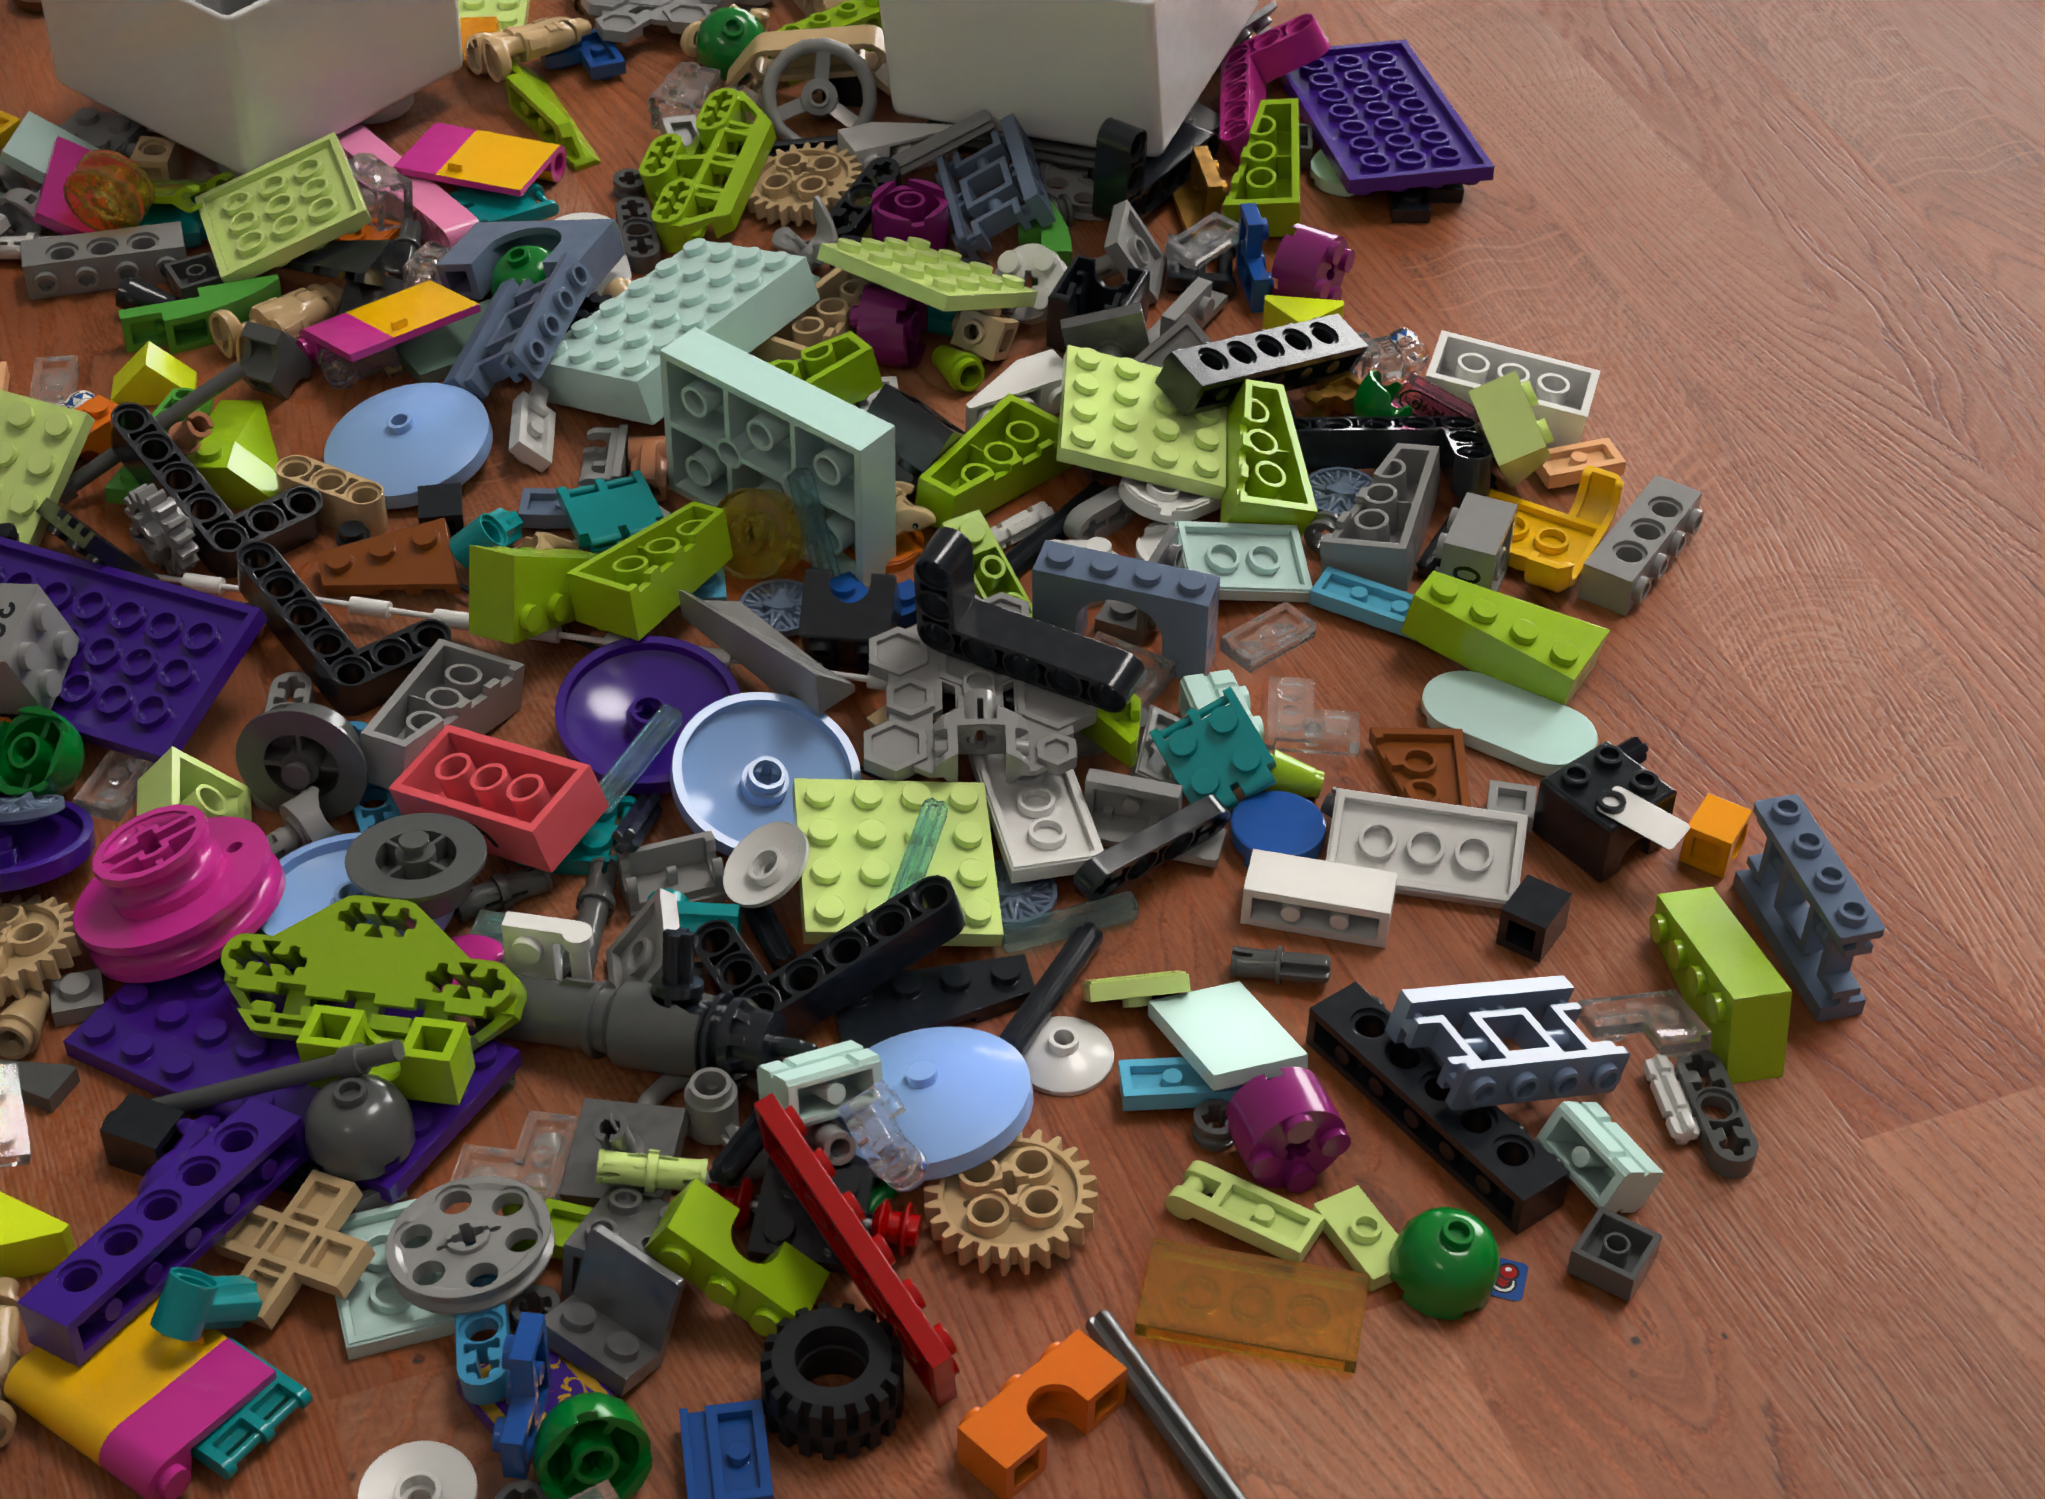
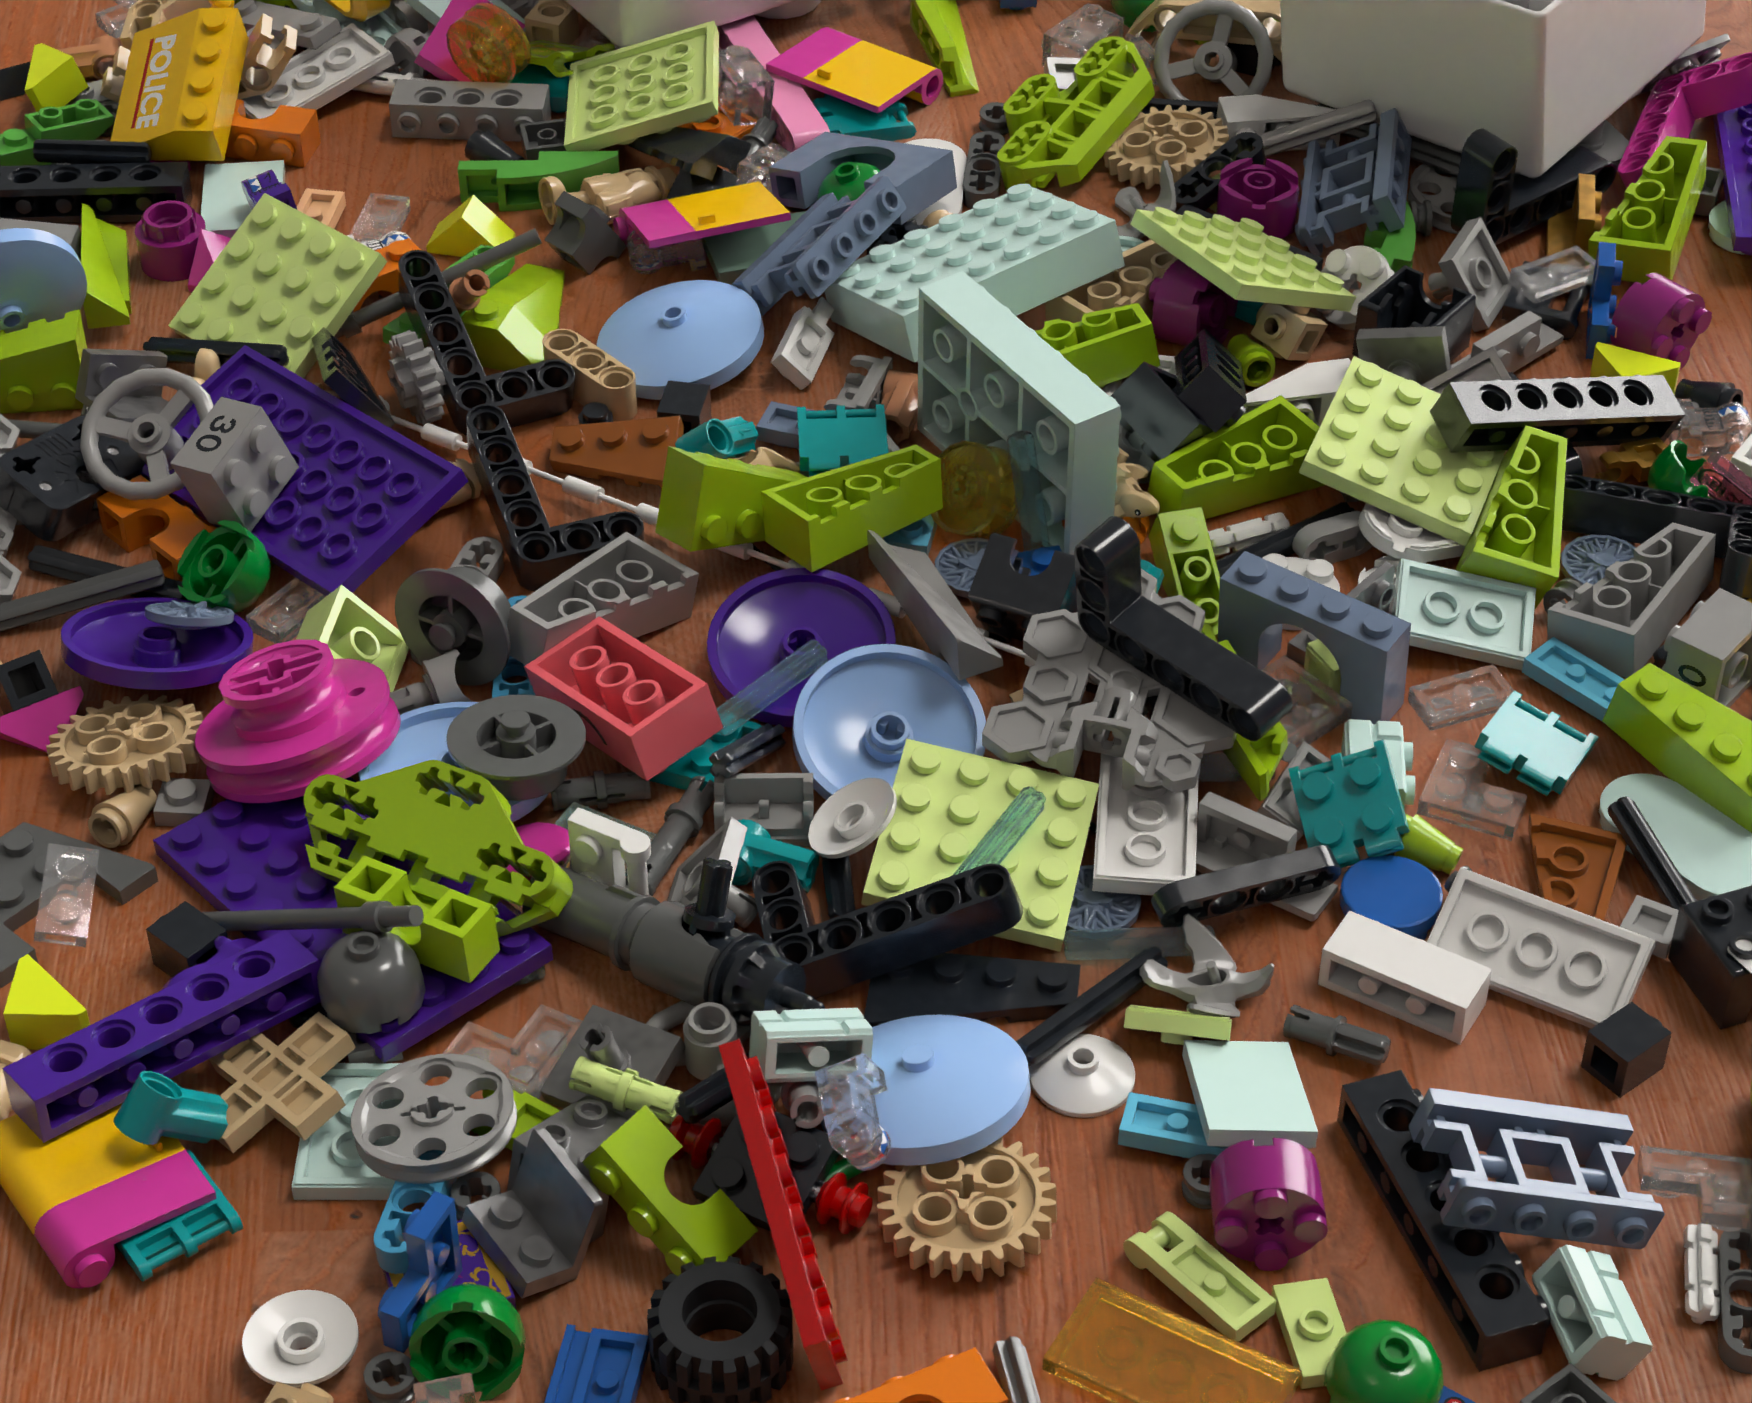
camera: 20 degrees right, 0 degrees up
(941, 391) = (1210, 381): none -> black brick
(1139, 631) = (1322, 665): none -> yellowish green tile
(1147, 939) = (1213, 982): none -> light grey animal
(1350, 665) = (1534, 744): none -> plate
(1376, 324) = (1708, 393): none -> black cone
(1488, 742) = (1650, 853): none -> black axle

